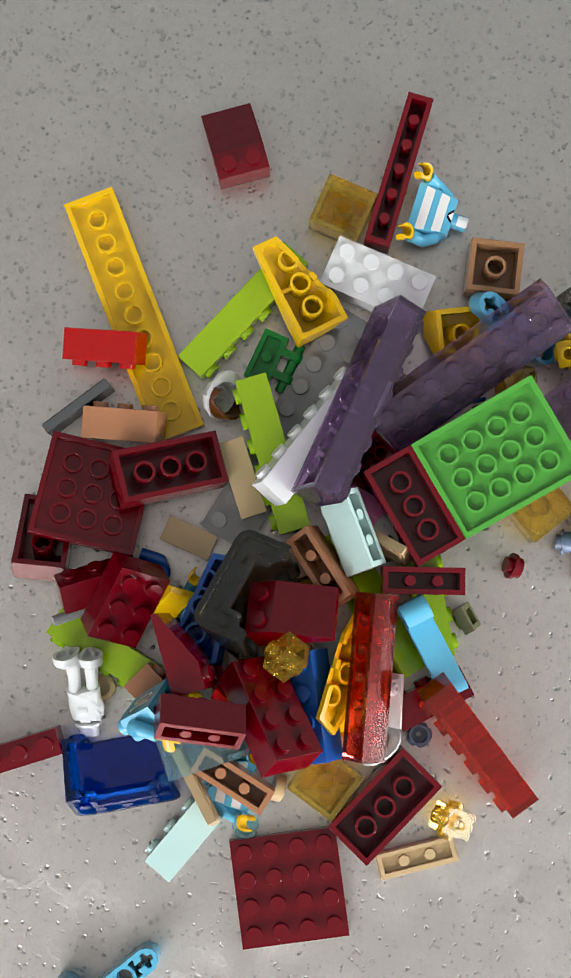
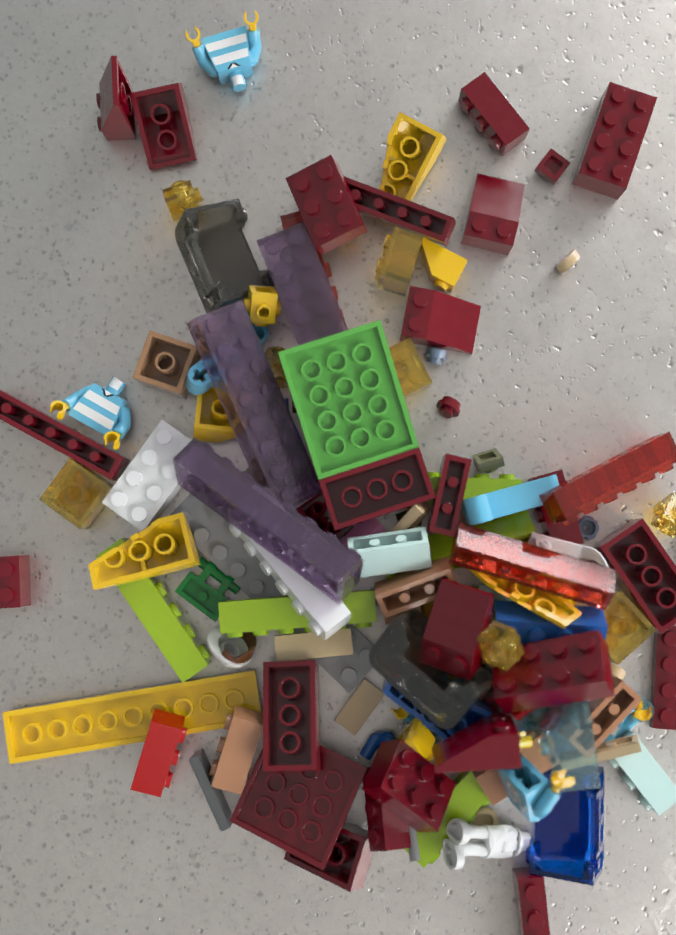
camera: 75 degrees left, 0 degrees up
(200, 721) = (549, 746): dark red brick -> none

